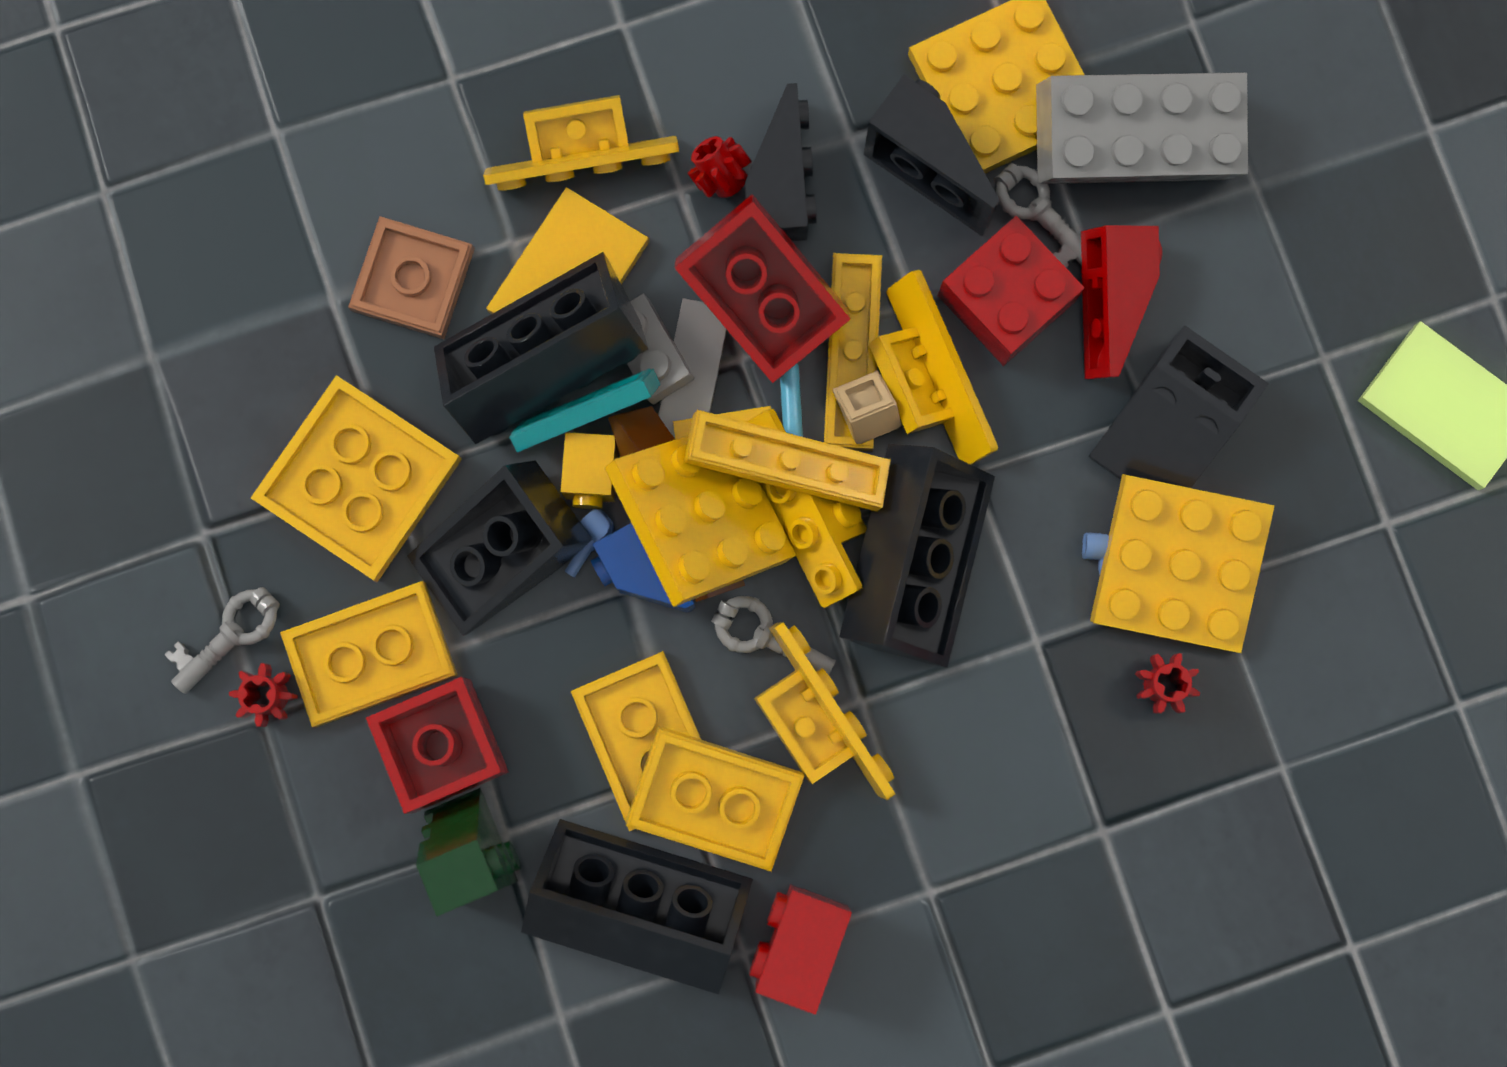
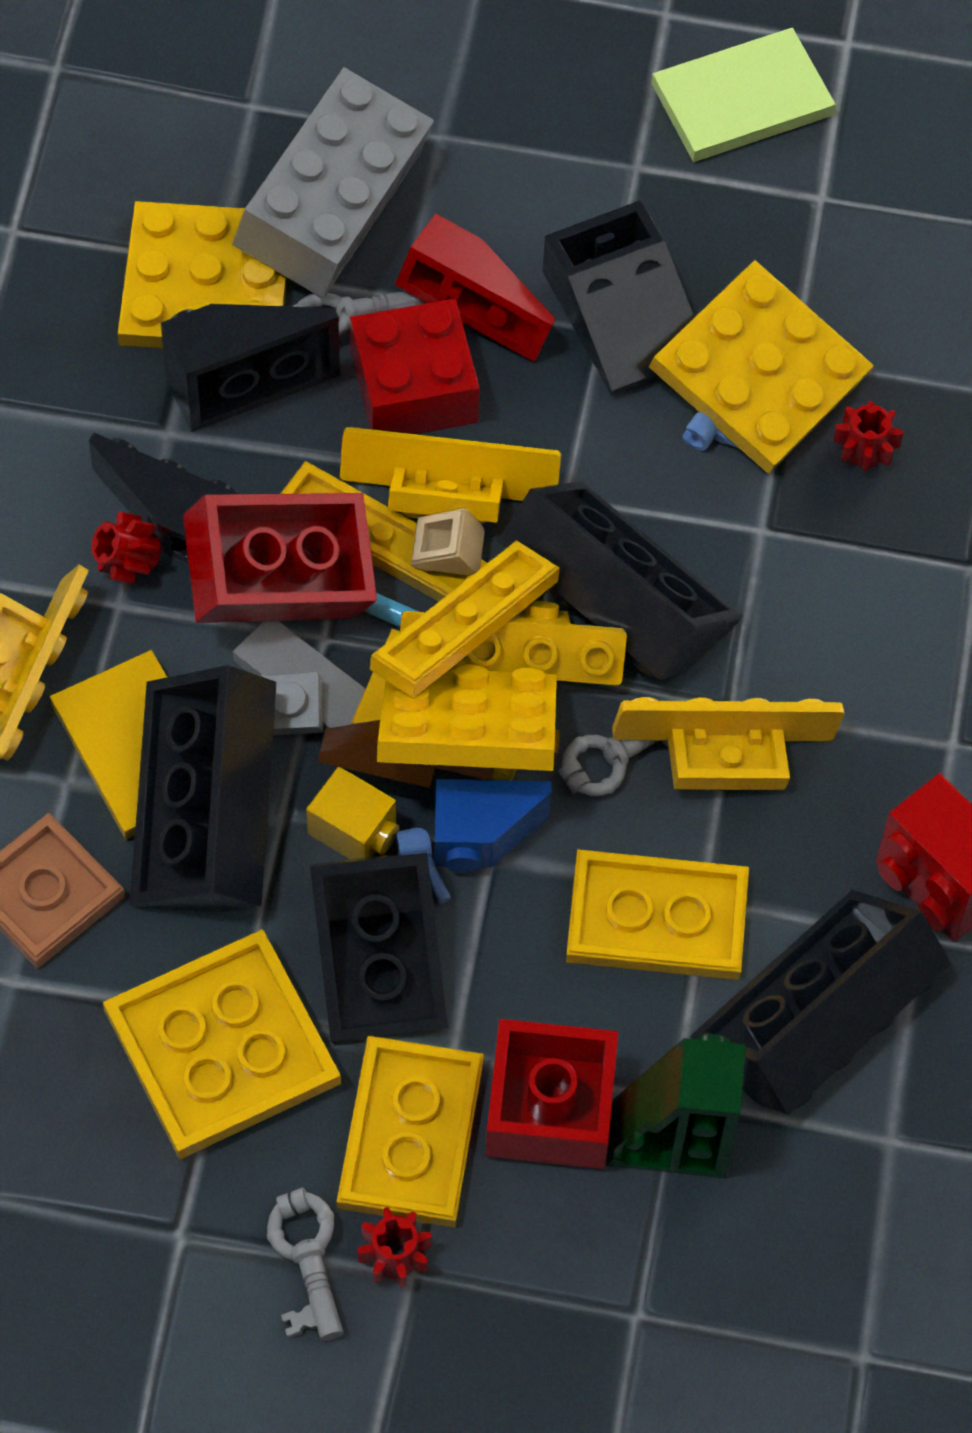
camera: 65 degrees left, 20 degrees down
(585, 409) = (294, 780): teal tile -> none
(714, 799) = (753, 873): yellow tile -> none

